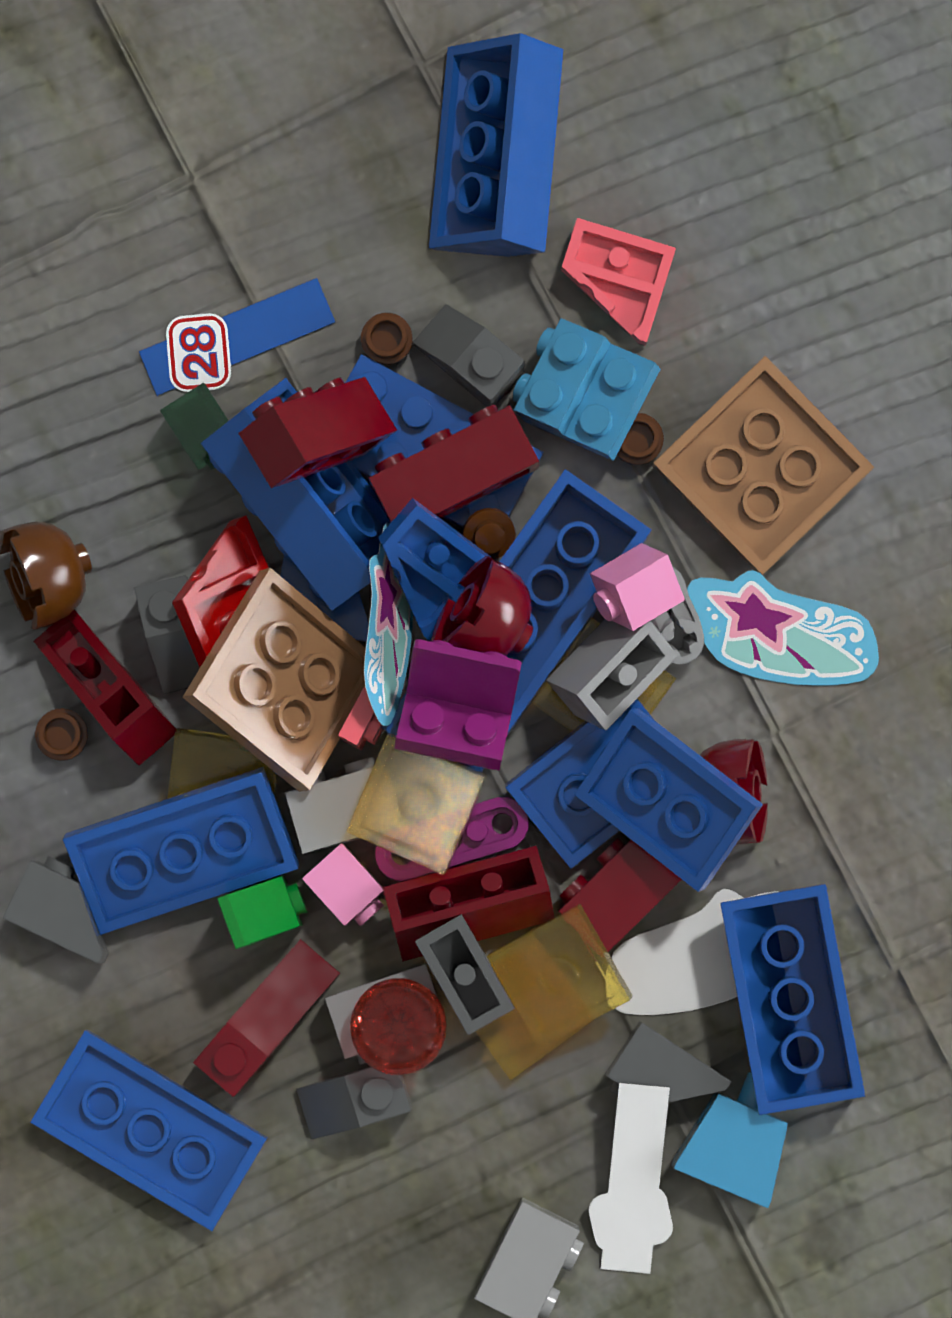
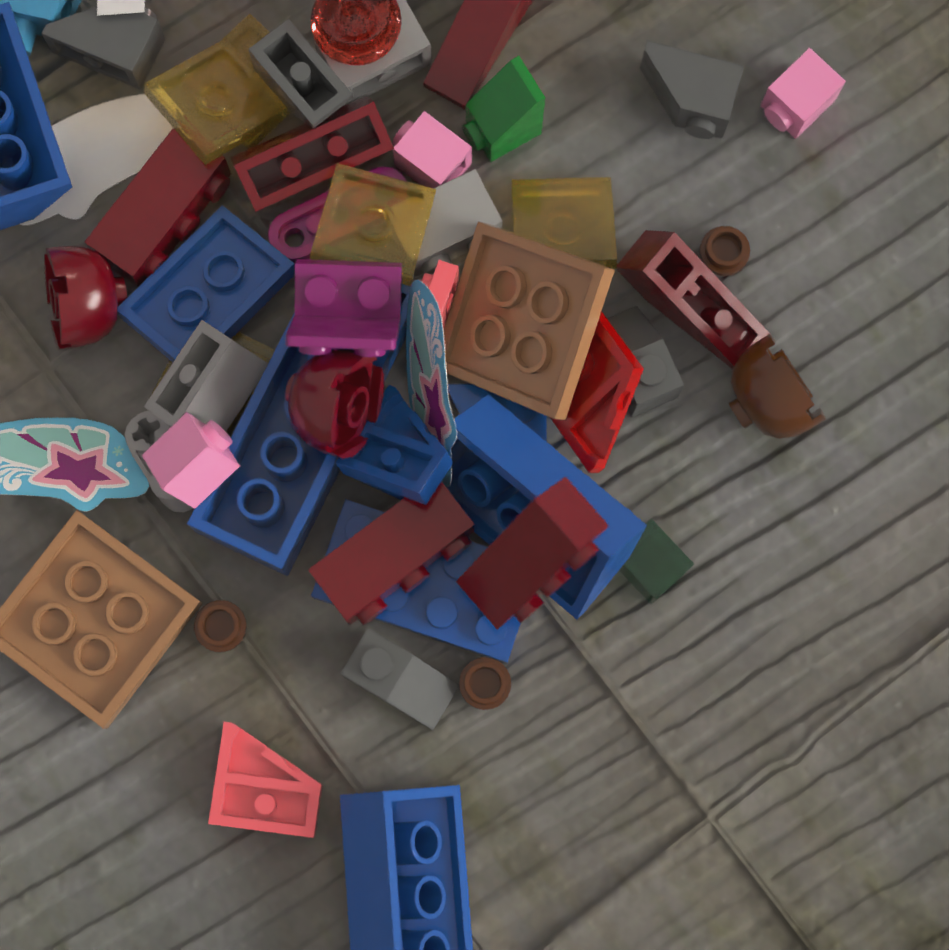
camera: 165 degrees right, 5 degrees down
(181, 851) = (589, 157): blue plate -> none
(206, 345) = (663, 648): blue sticker -> none
(490, 531) = (349, 502): reddish brown plate -> none
(584, 388) = (278, 663): dark azure plate -> none
(668, 799) = (130, 264): blue plate -> none

